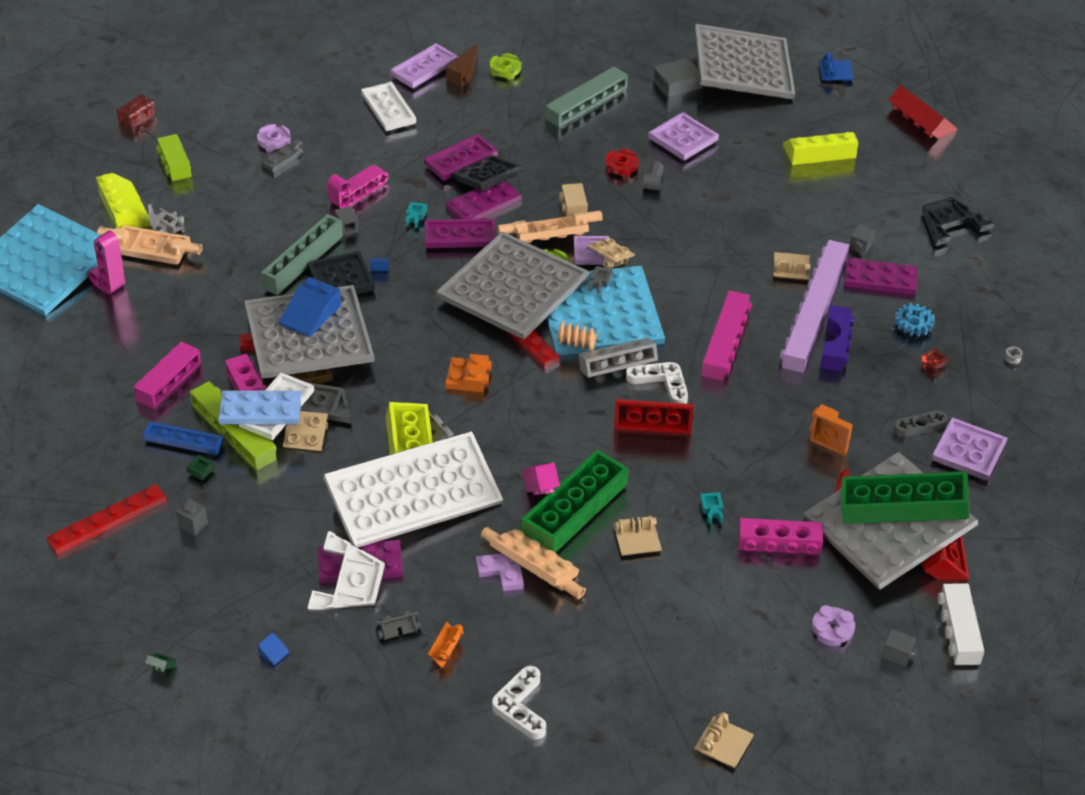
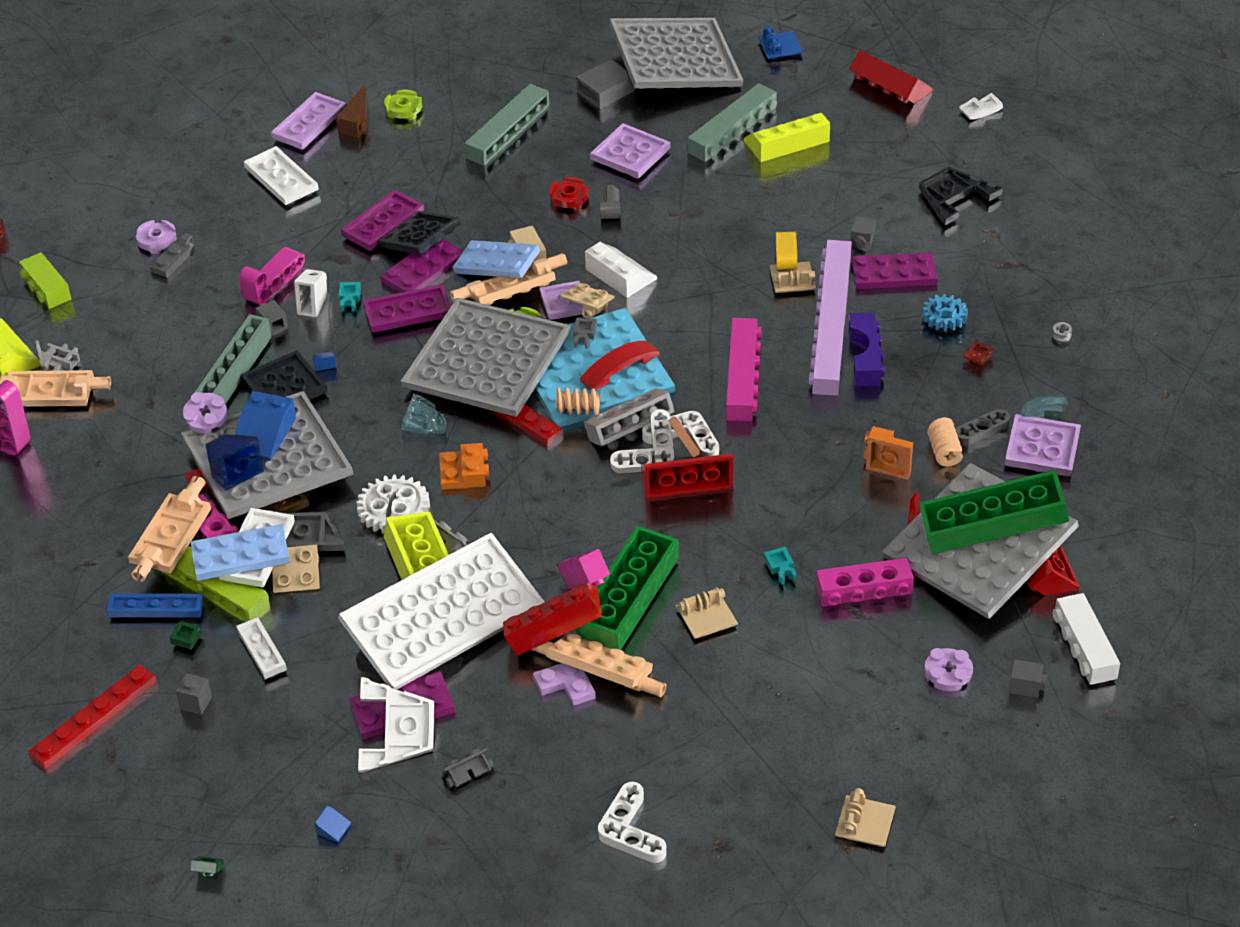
camera: 10 degrees left, 0 degrees up
(167, 375) = (114, 536): dark pink brick -> none
(210, 379) = (170, 531): none -> light nougat plate
(258, 490) = (261, 648): none -> white plate
(263, 279) = (205, 401): none -> lavender plate
(277, 330) = (234, 459): none -> clear blue slope
(384, 205) = (312, 286): none -> white torso
(400, 388) = (378, 499): none -> white gear
(445, 643) = (527, 776): orange hinge -> none
(446, 325) = (423, 417): none -> clear light blue brick
(503, 513) = (553, 618): none -> red slope
(544, 205) = (496, 259): none -> light blue plate
(620, 307) = (599, 373): none -> red slope
(635, 389) = (658, 449): none -> white beam
(644, 232) = (617, 269): none -> white slope
(658, 382) = (685, 438): none -> nougat tile
(775, 127) = (731, 122): none -> sand green brick
(791, 242) = (786, 251): none -> yellow beam
(883, 430) = (945, 442): none -> light nougat piece
(984, 413) = (1037, 406): none -> clear light blue brick
(990, 152) = (977, 109): none -> white slope

